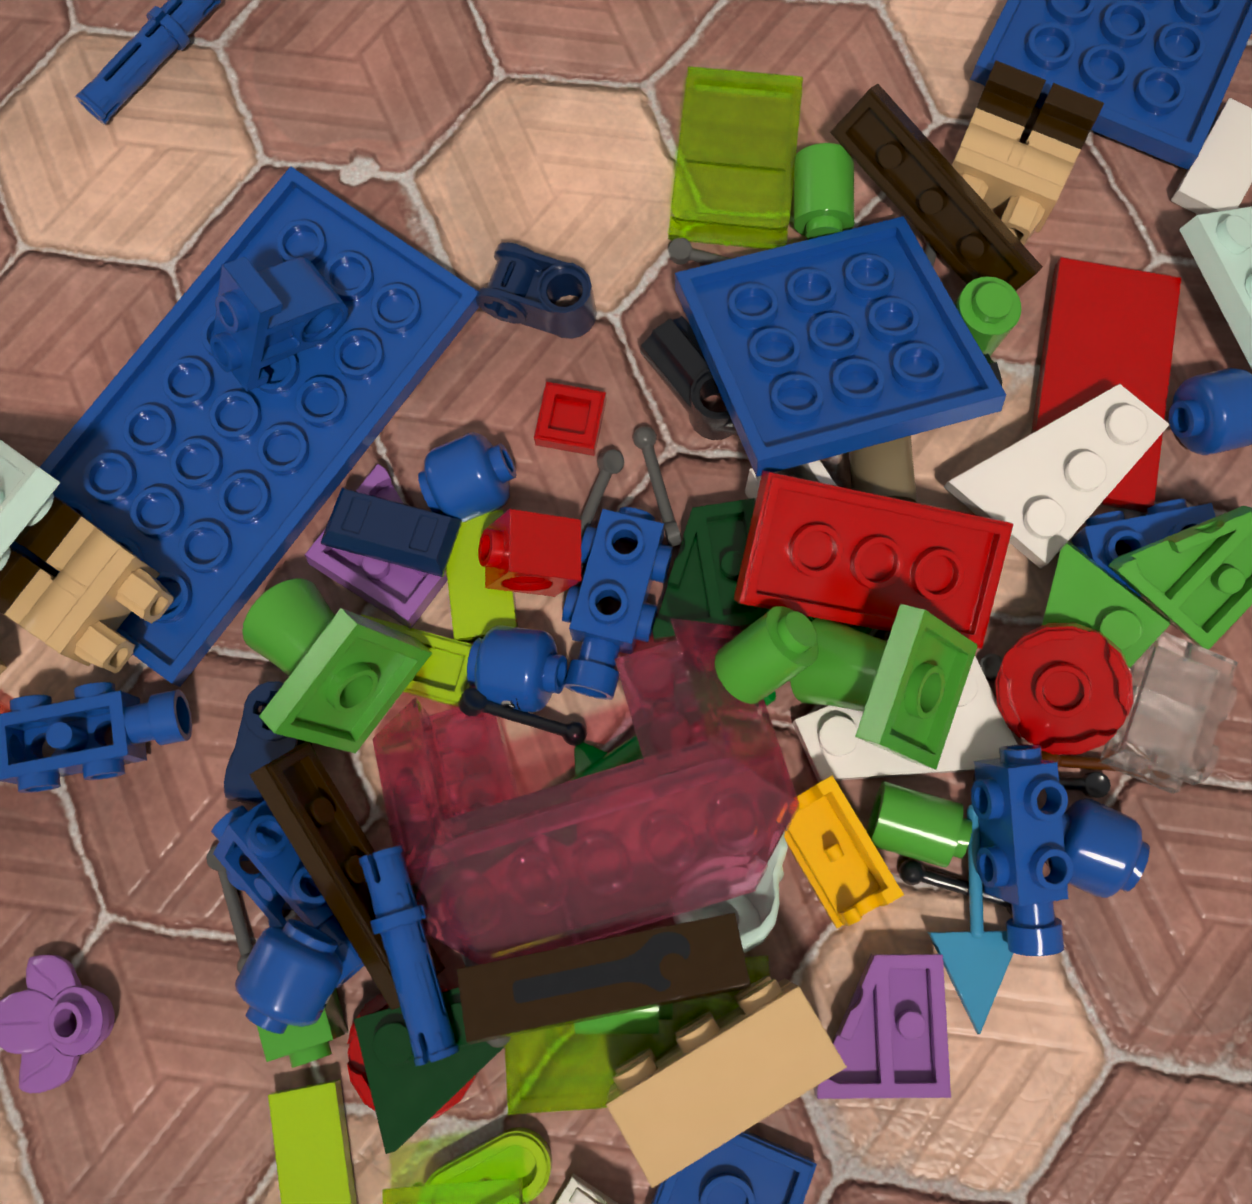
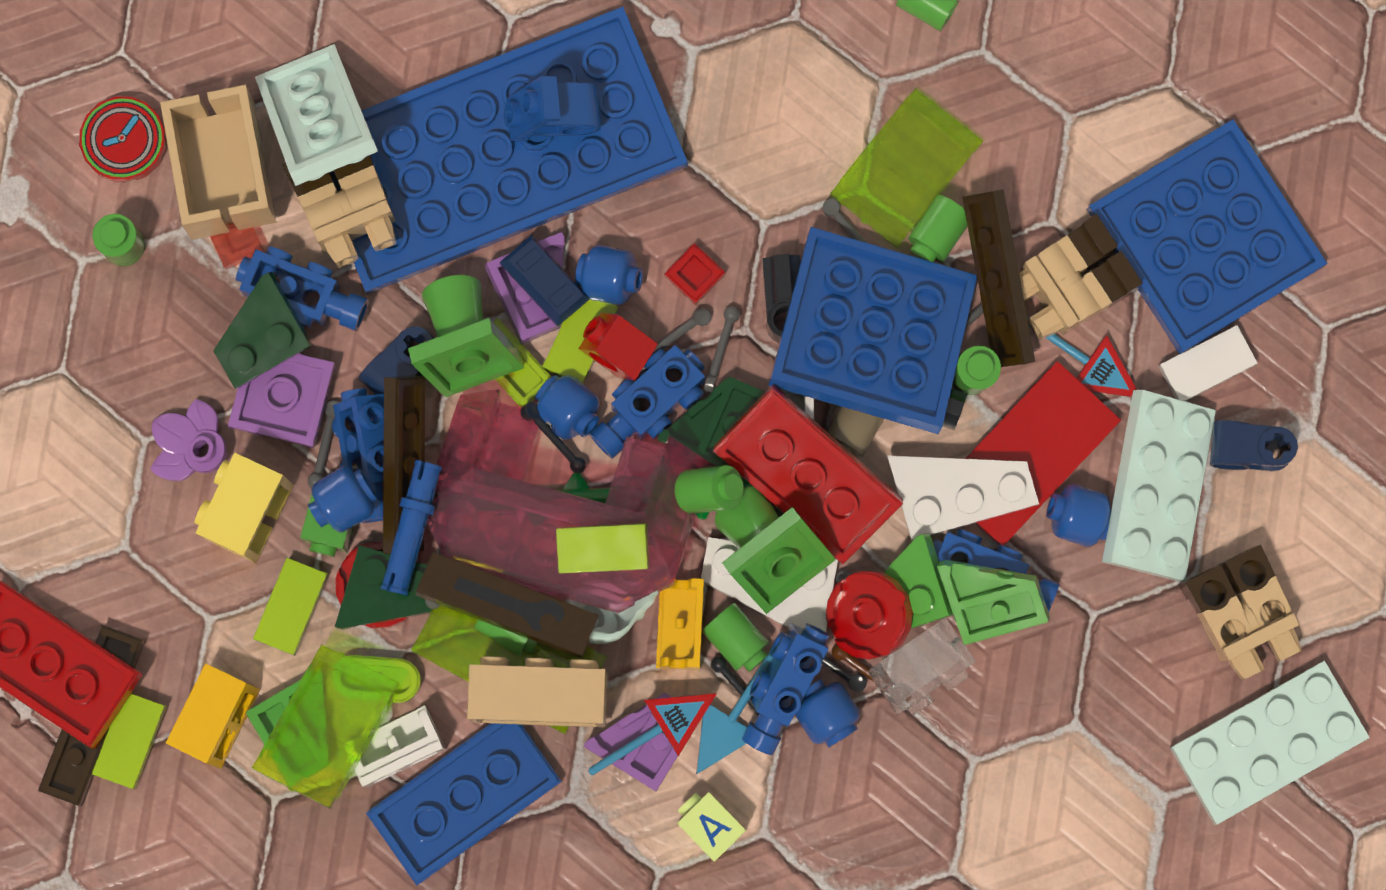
camera: 30 degrees right, 5 degrees up
(57, 821) = (261, 334): none -> dark green wing
(139, 882) = (285, 401): none -> medium lavender plate
(146, 1080) = (239, 505): none -> light yellow piece
(530, 284) = (718, 177): dark blue piece -> none
(683, 818) = (602, 548): none -> lime tile
(914, 982) = (675, 718): none -> piece
(1051, 1097) = (709, 824): none -> yellowish green brick
(1113, 238) = (1102, 371): none -> piece

